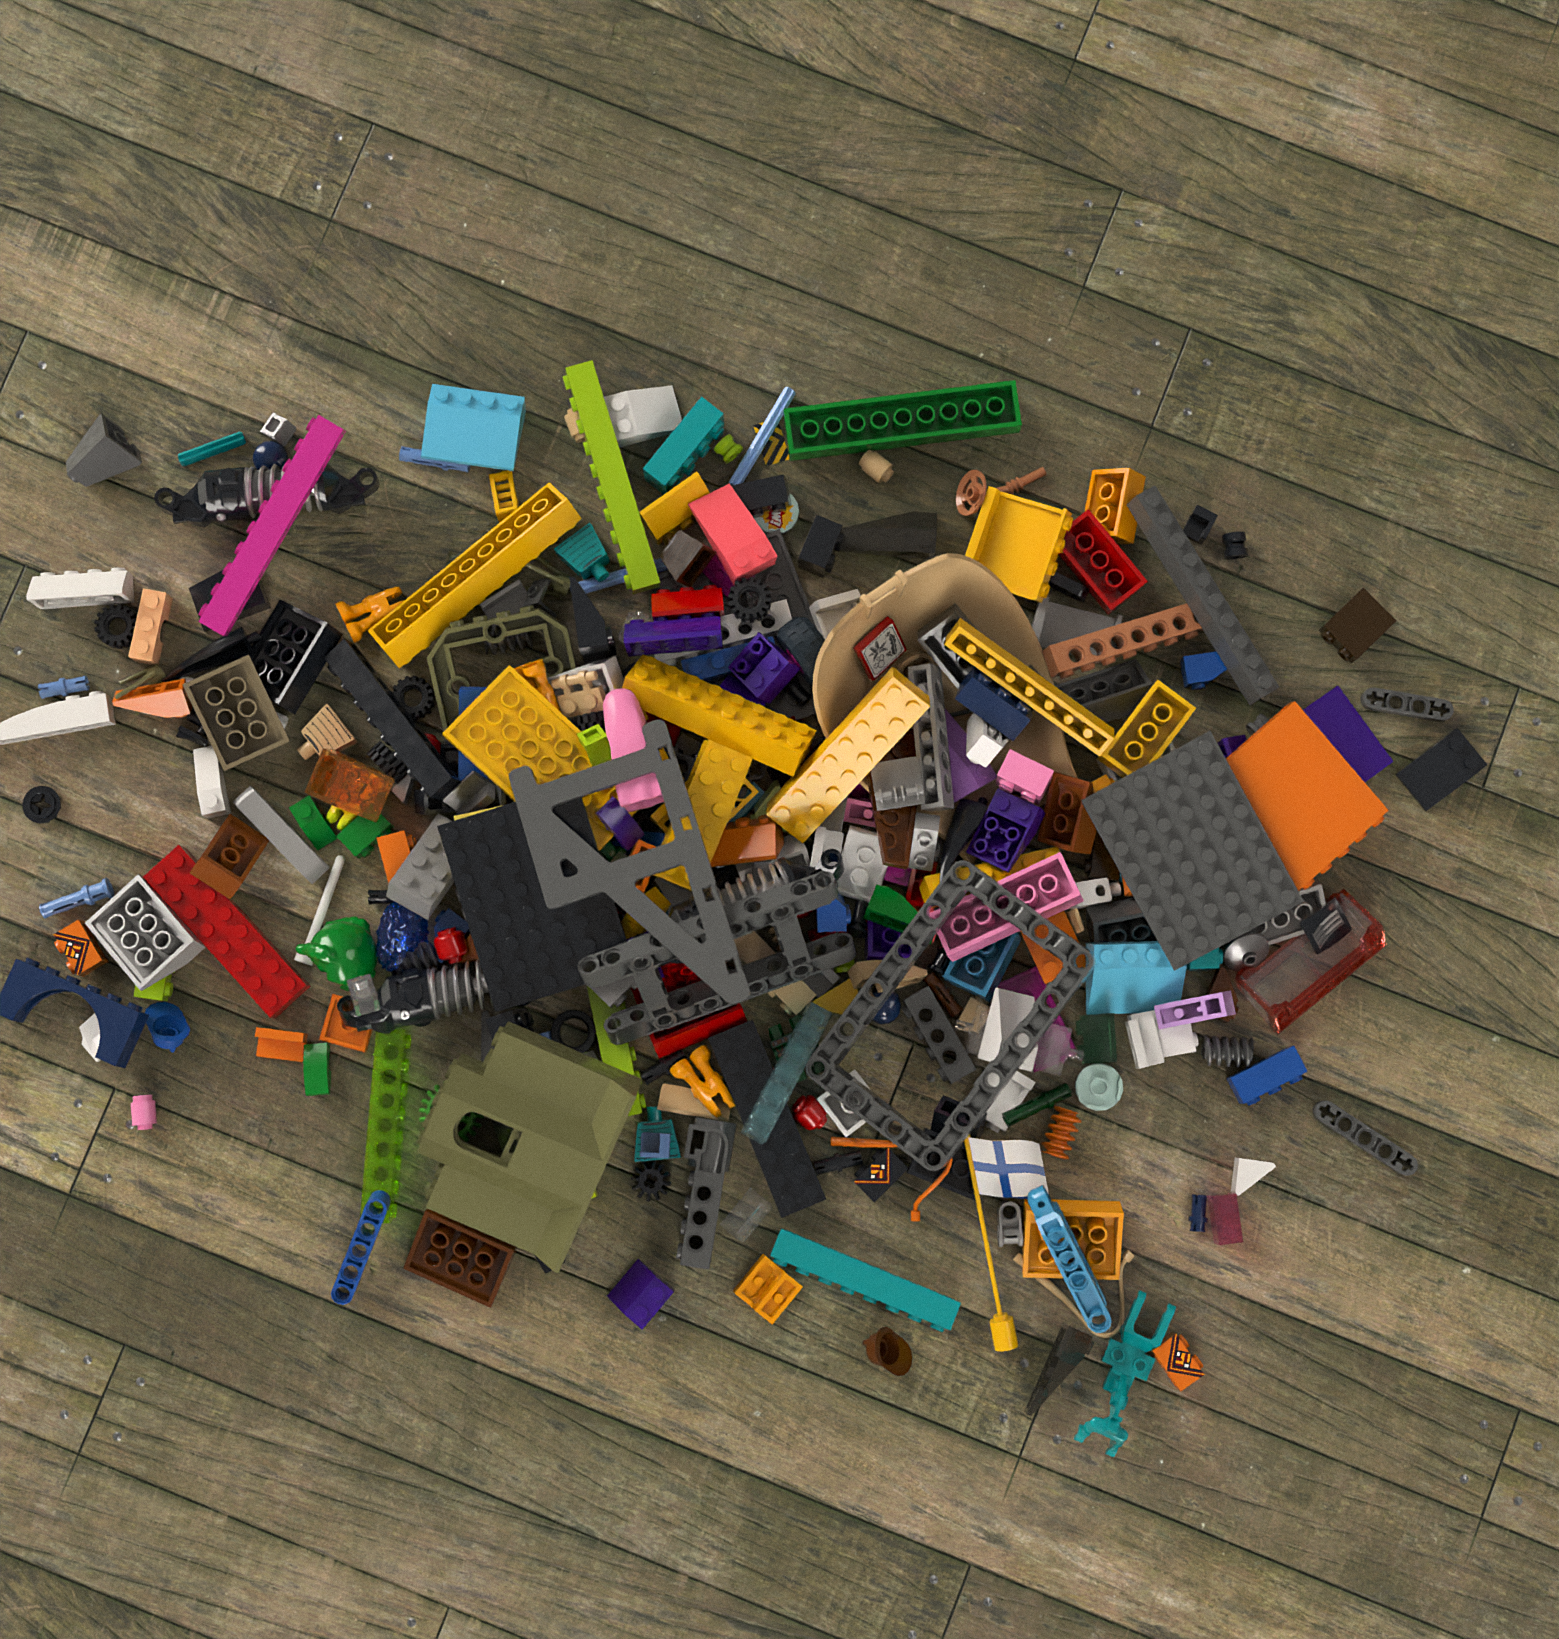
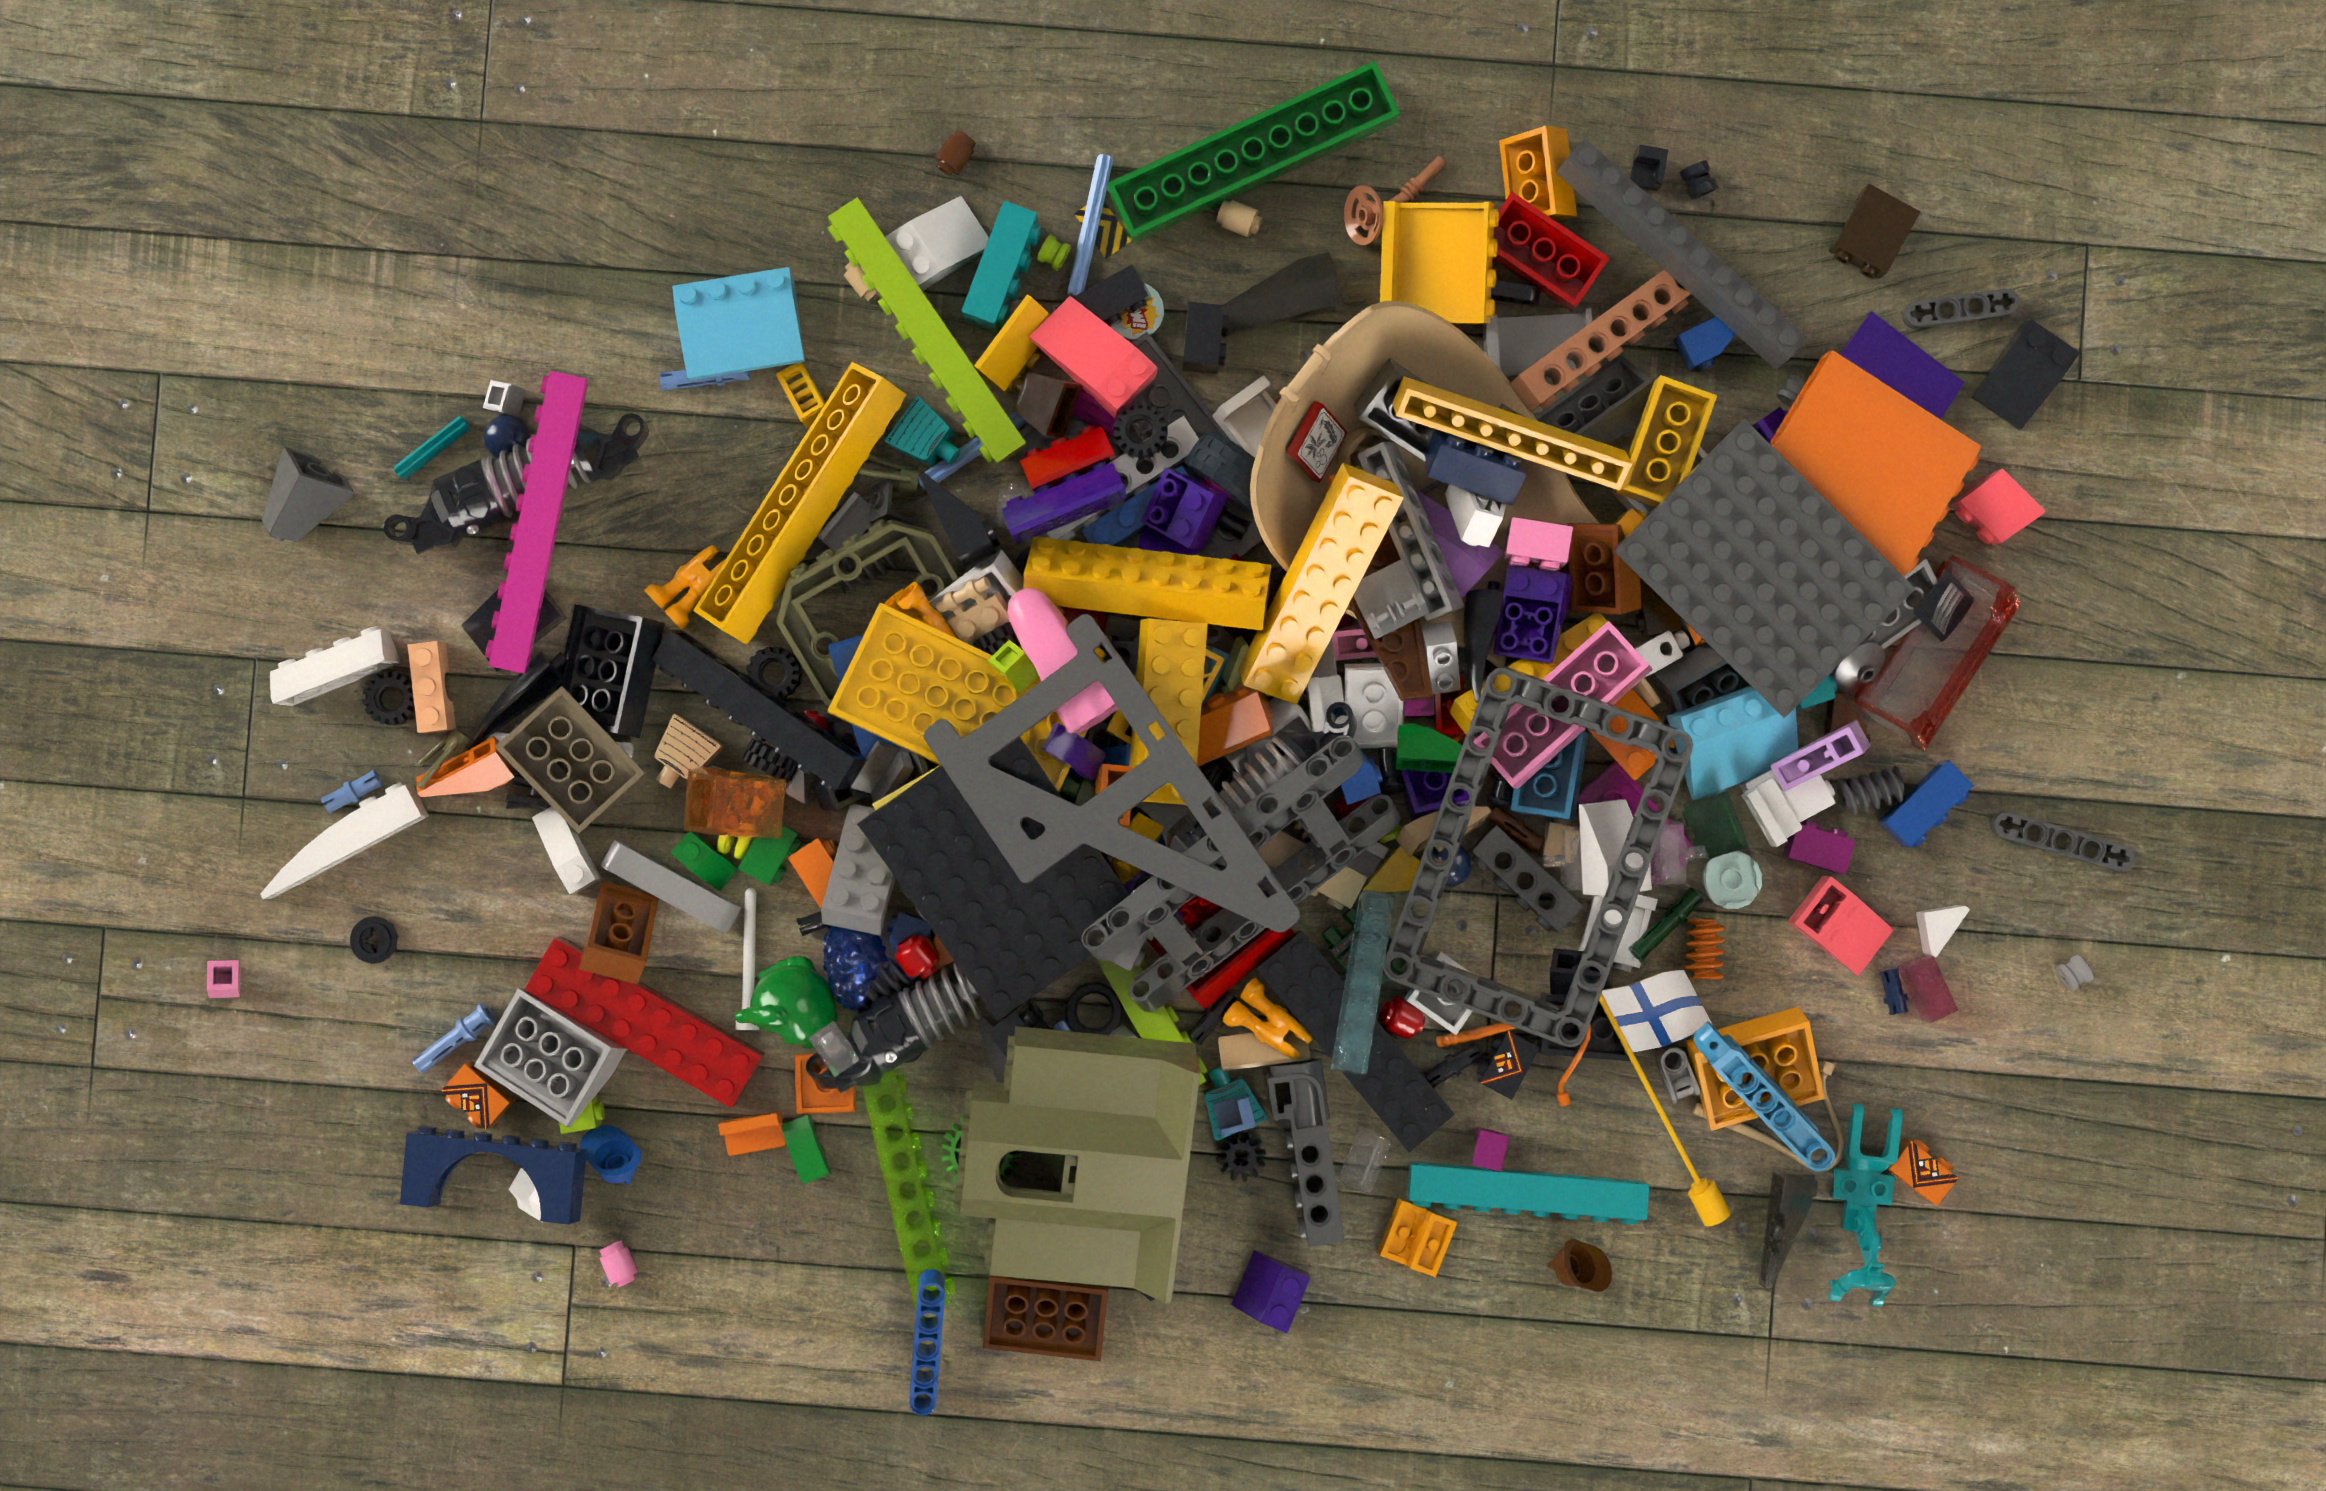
camera: 15 degrees left, 5 degrees up
(677, 352) = (955, 153): none -> reddish brown brick
(845, 1236) = (1489, 1148): none -> magenta panel
(1172, 1148) = (1840, 924): none -> coral slope
(1174, 1083) = (1820, 848): none -> magenta brick
(1343, 1243) = (2074, 973): none -> light grey wheel
(1388, 862) = (1996, 507): none -> coral slope

